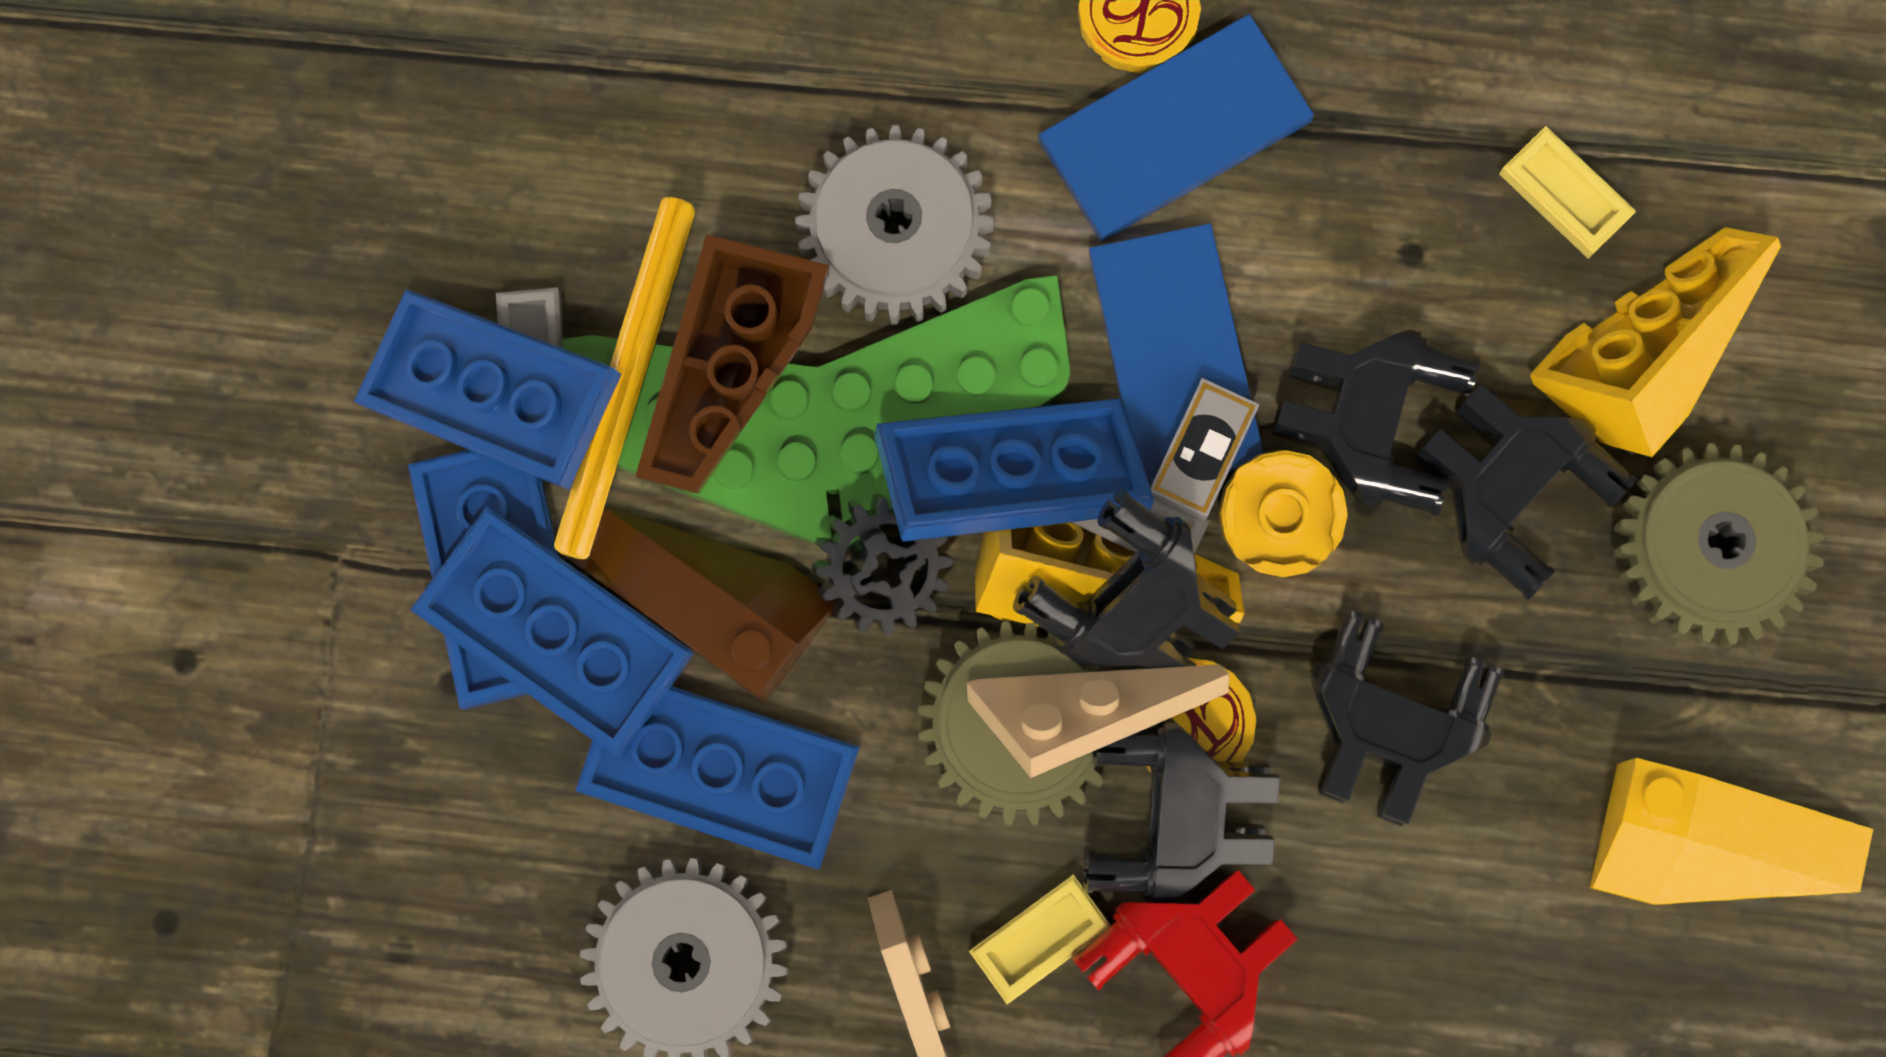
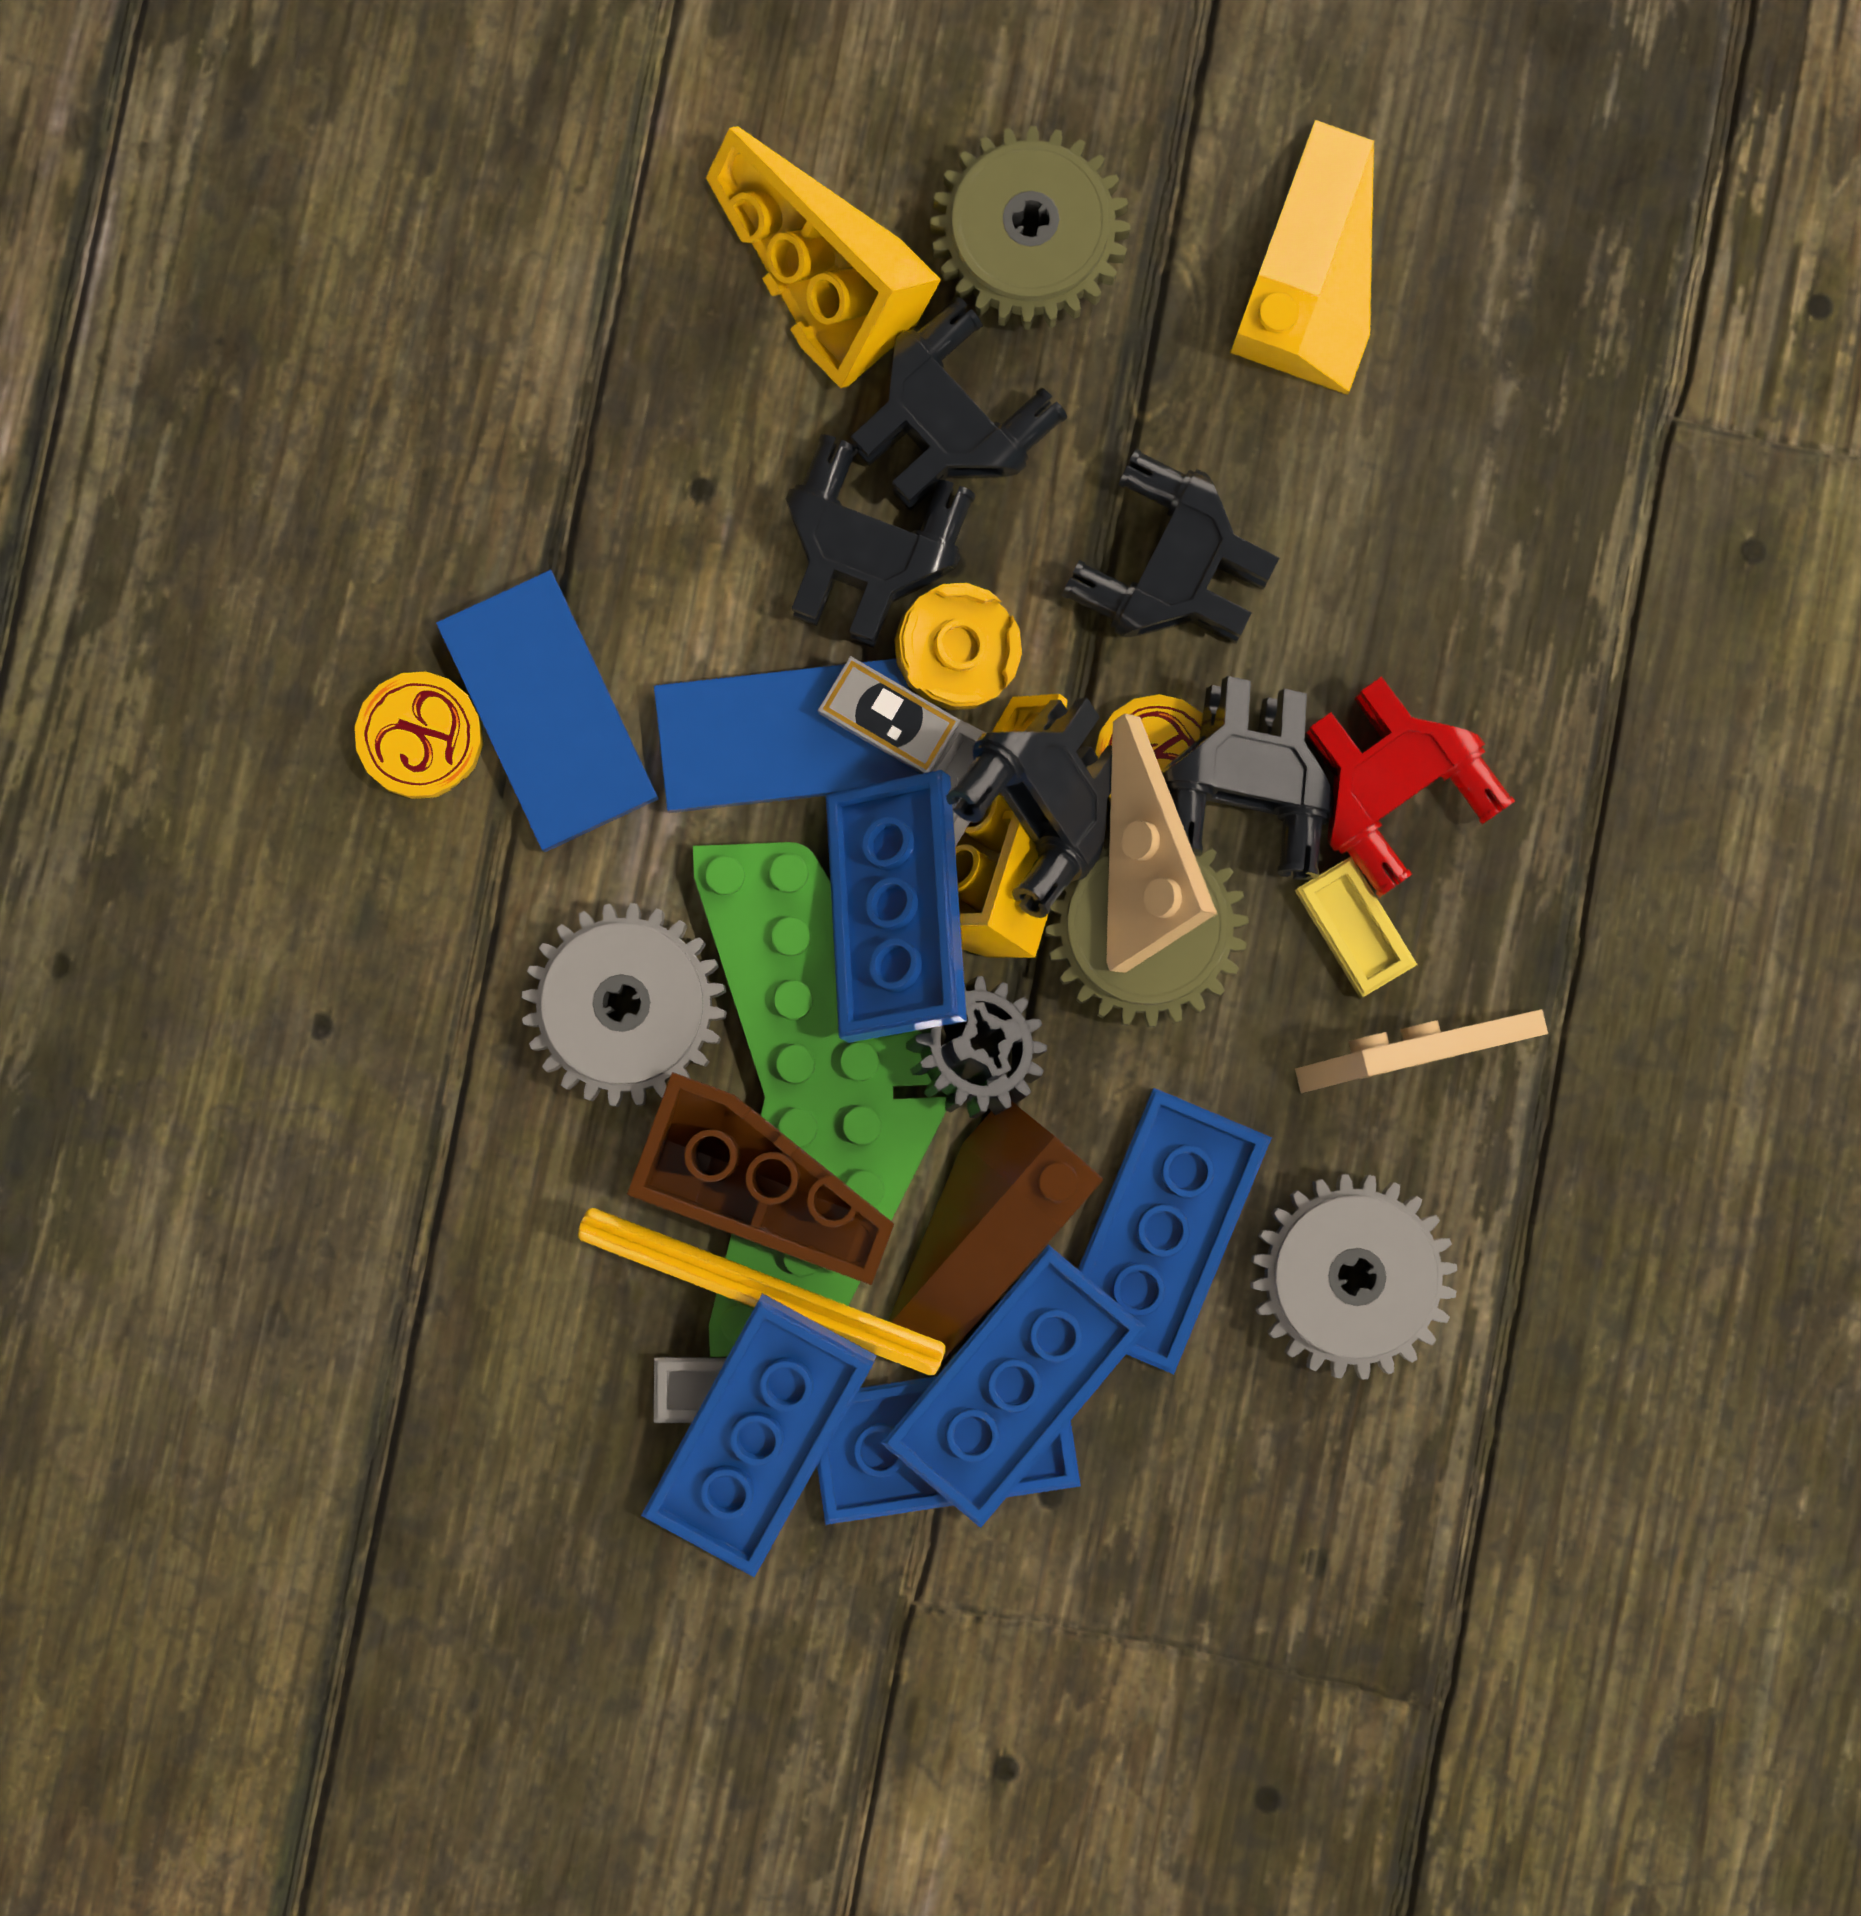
camera: 90 degrees left, 5 degrees up
(1567, 192) = (654, 327): light yellow tile -> none

